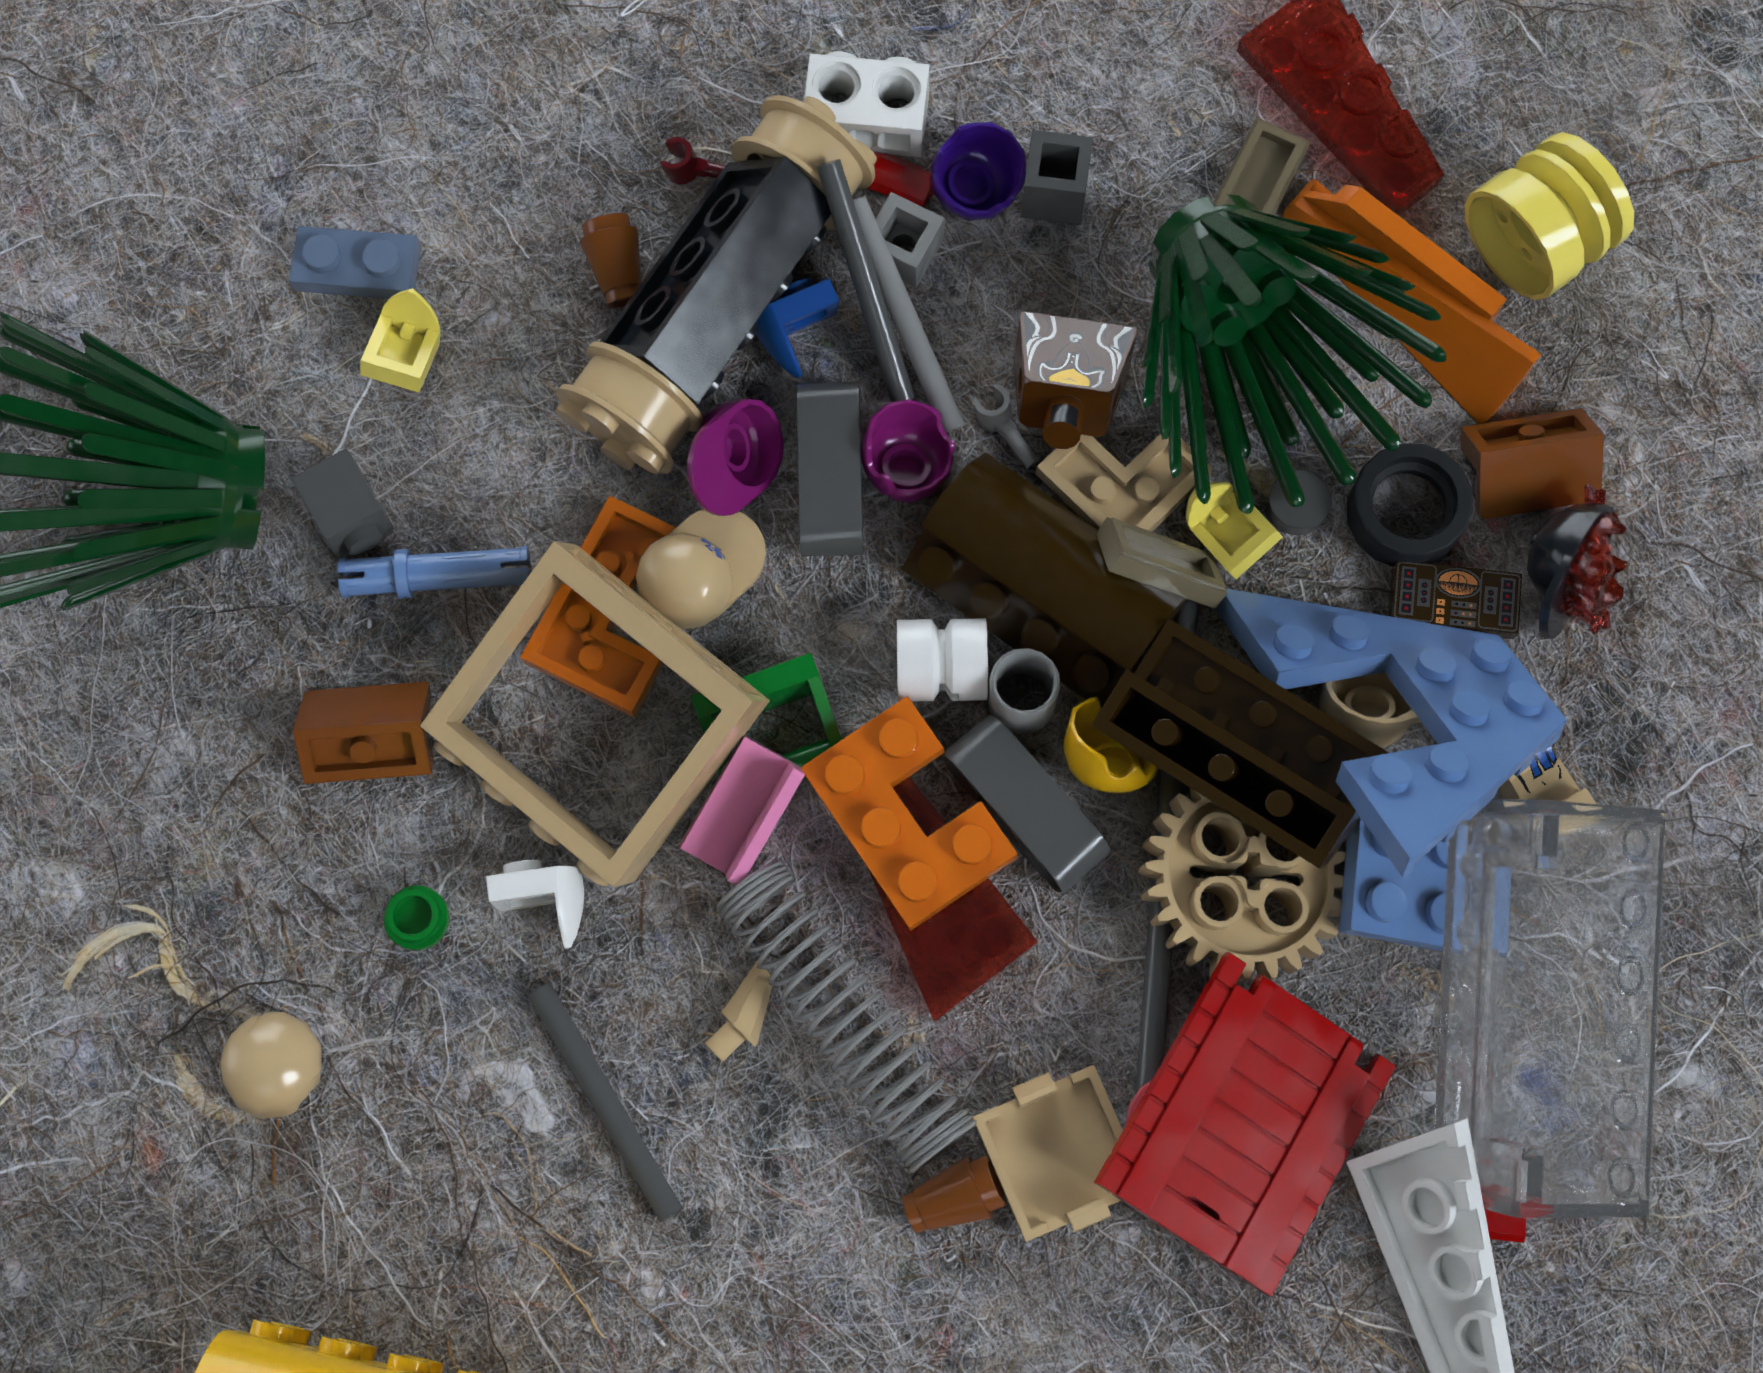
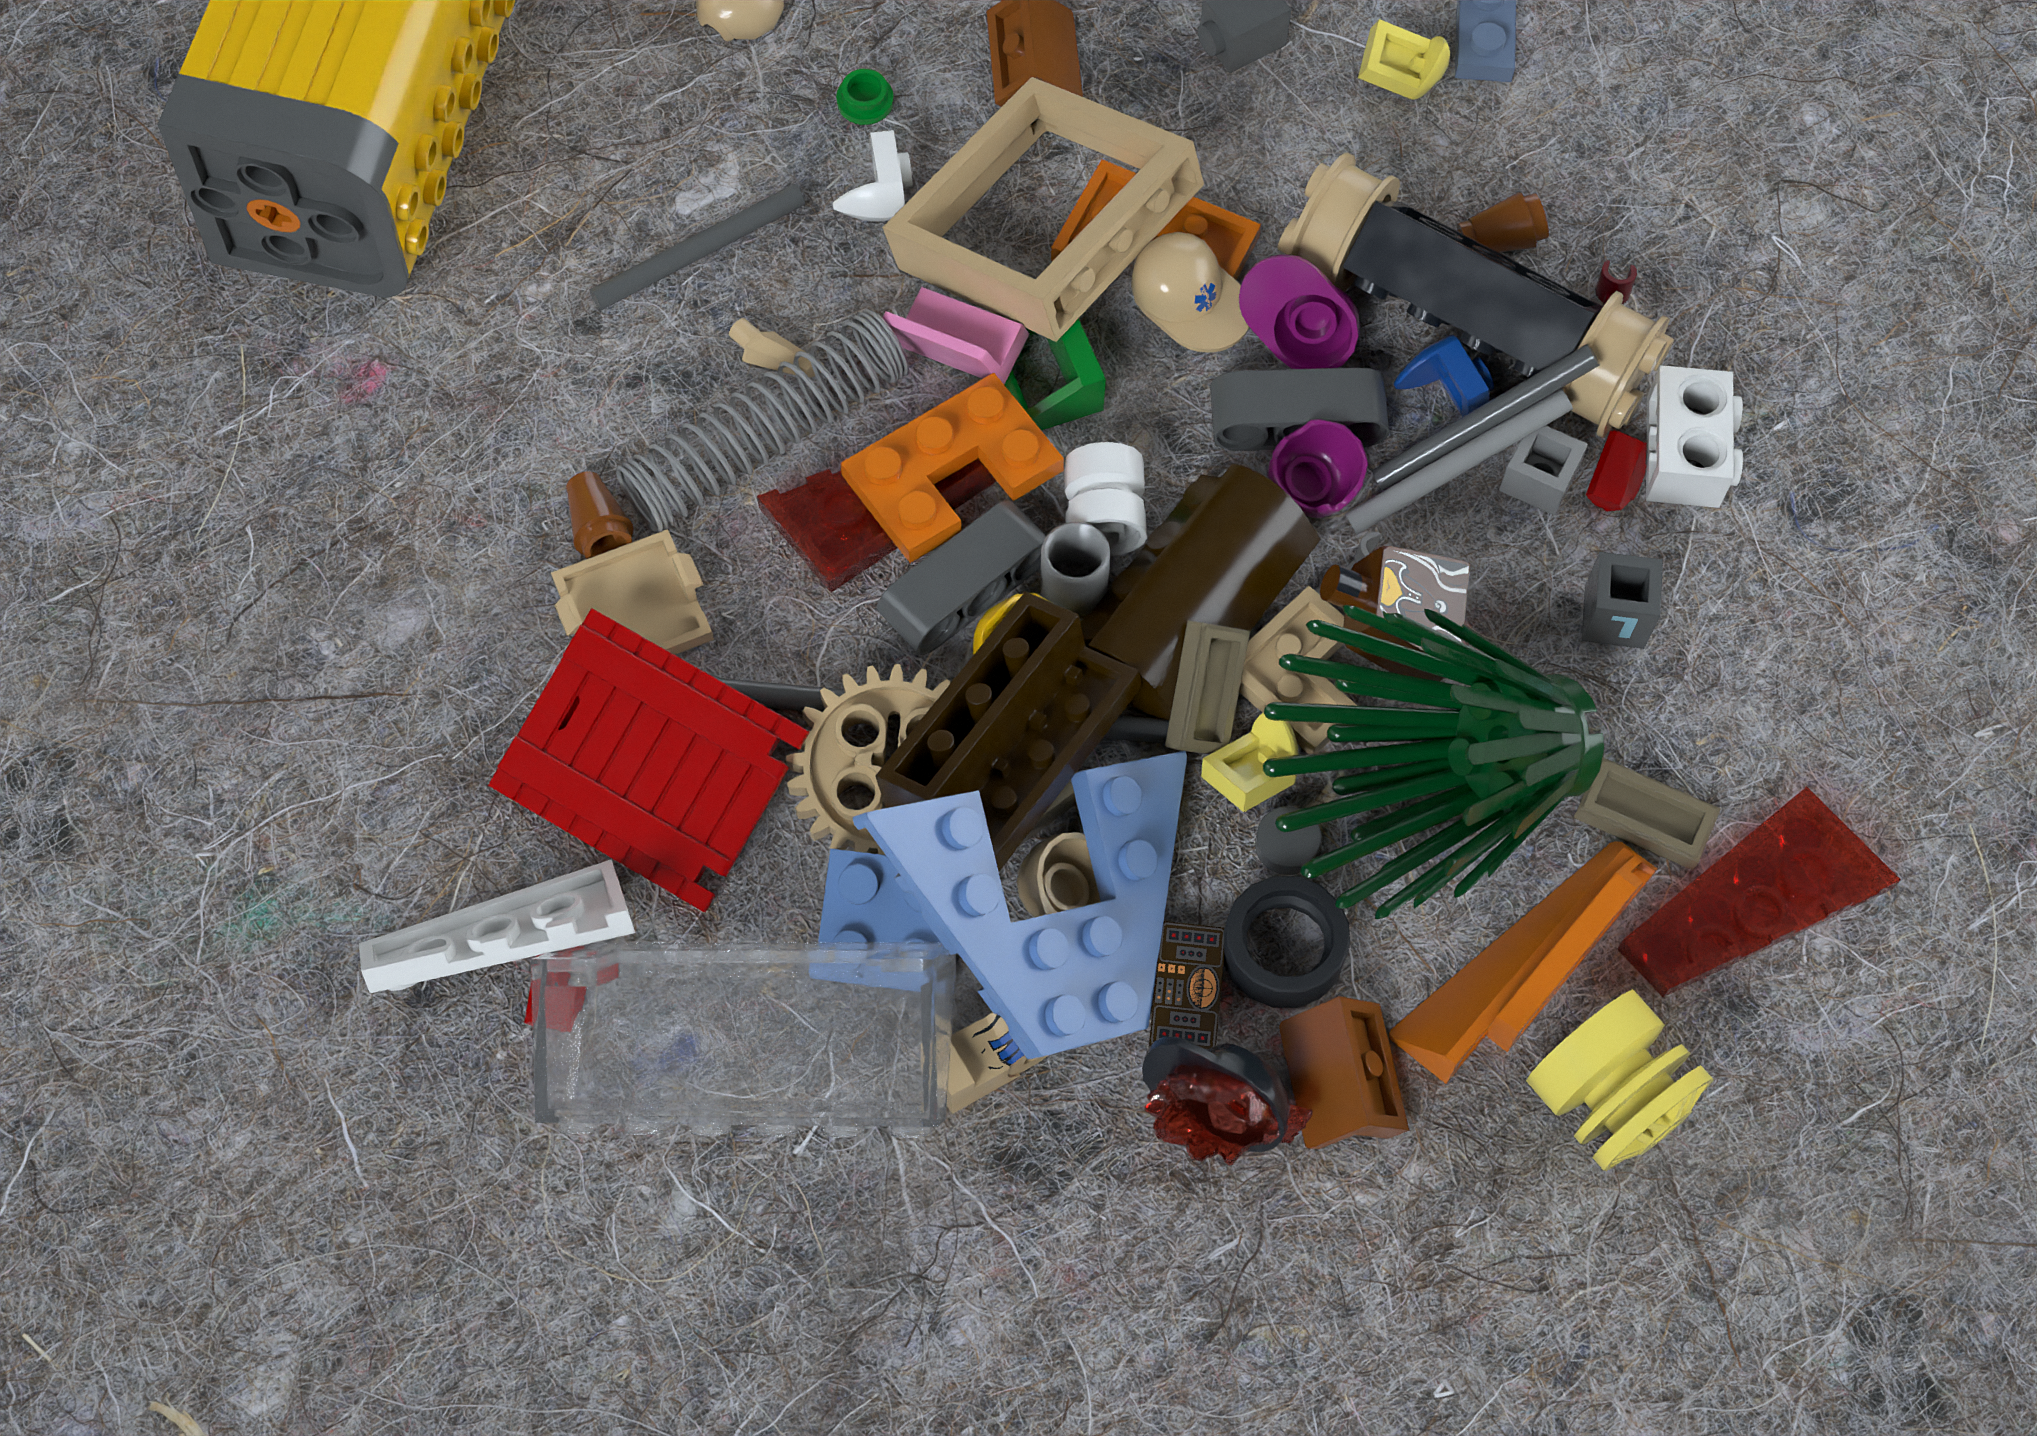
camera: 85 degrees right, 10 degrees down
(432, 571) = (1181, 76): medium blue pin -> none
(978, 171) = (1623, 523): dark purple hair -> none

